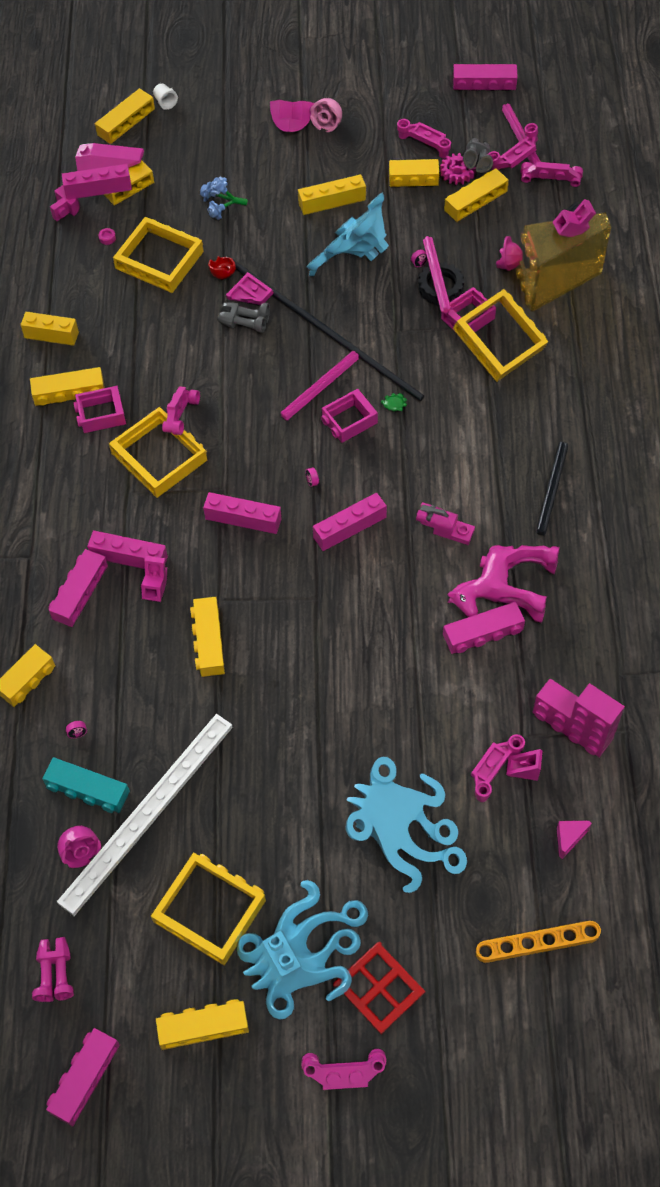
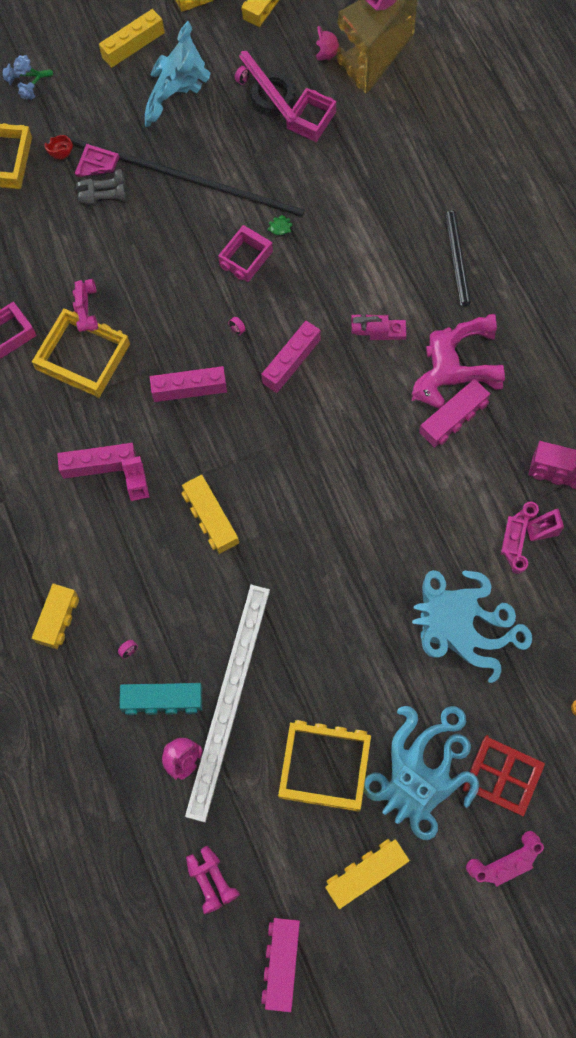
camera: 20 degrees left, 10 degrees up
(78, 587) = (66, 513): dark pink brick -> none
(318, 386) = (203, 233): dark pink axle -> none
(479, 348) = (339, 147): yellow window -> none

